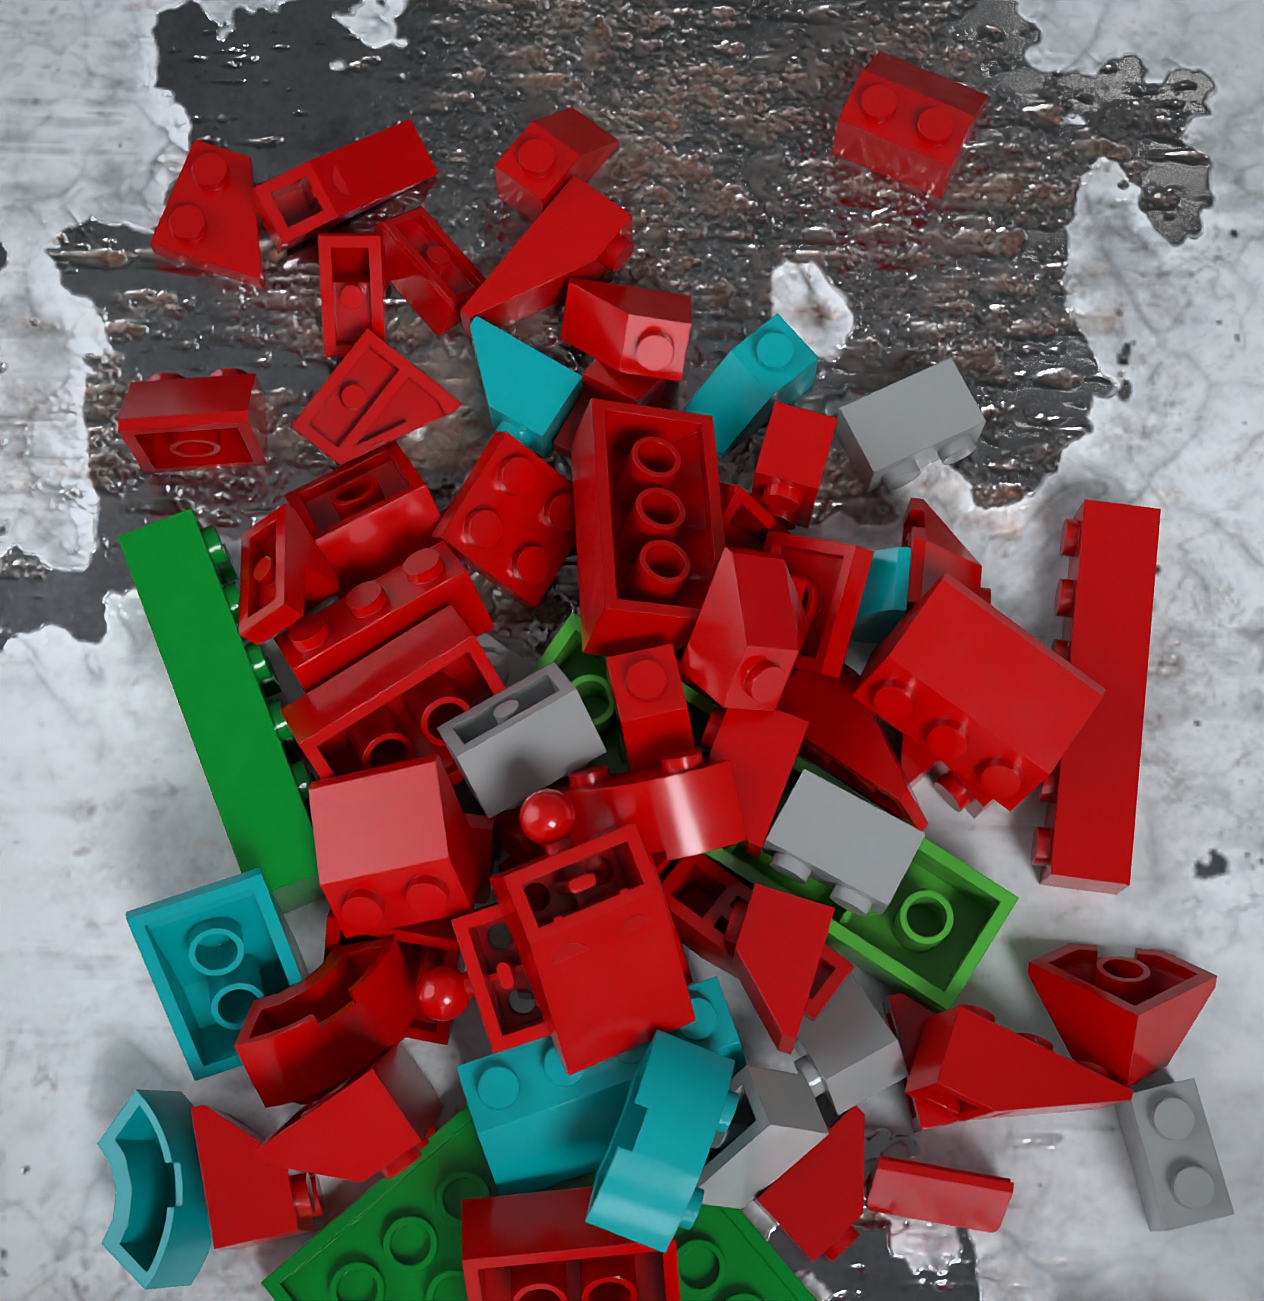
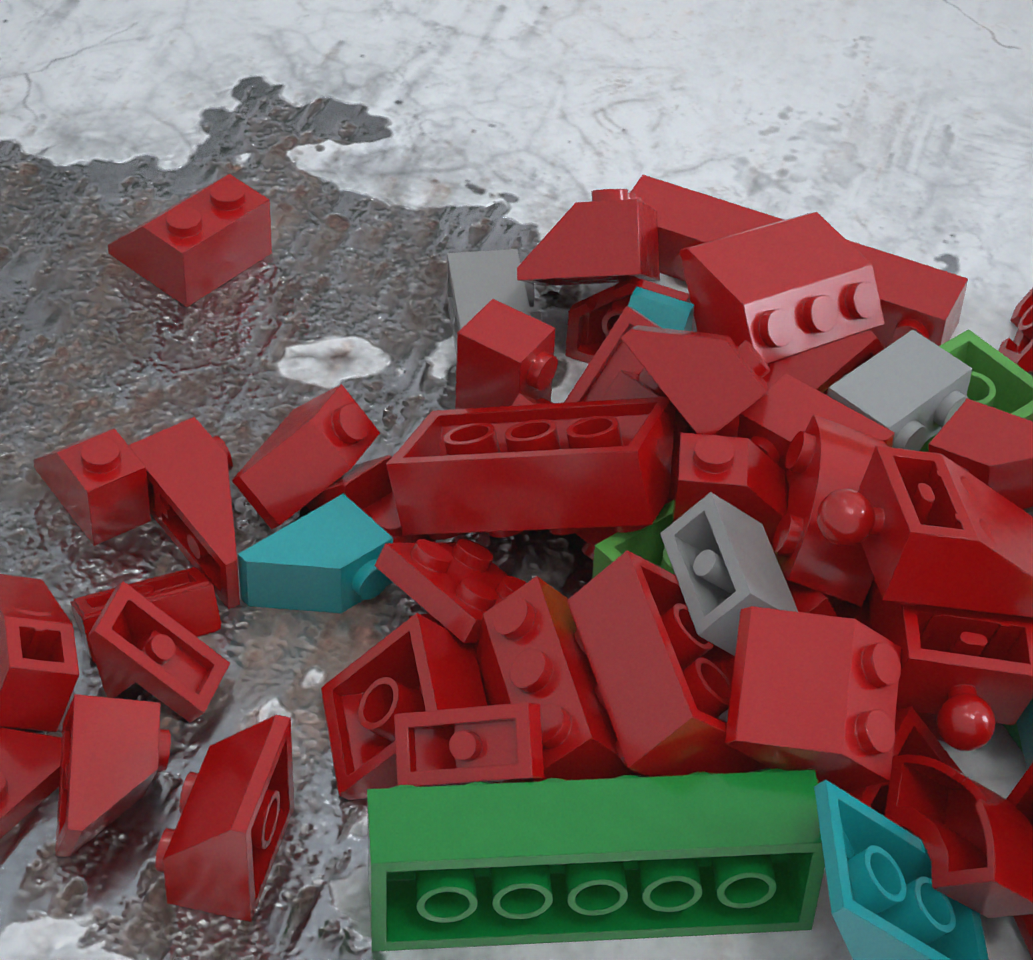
camera: 75 degrees left, 30 degrees down
(227, 302) = (105, 764): none -> red slope
(370, 402) = (275, 674): red wing -> none
(756, 373) = (394, 384): teal slope -> none
(980, 504) = (597, 243): none -> red slope

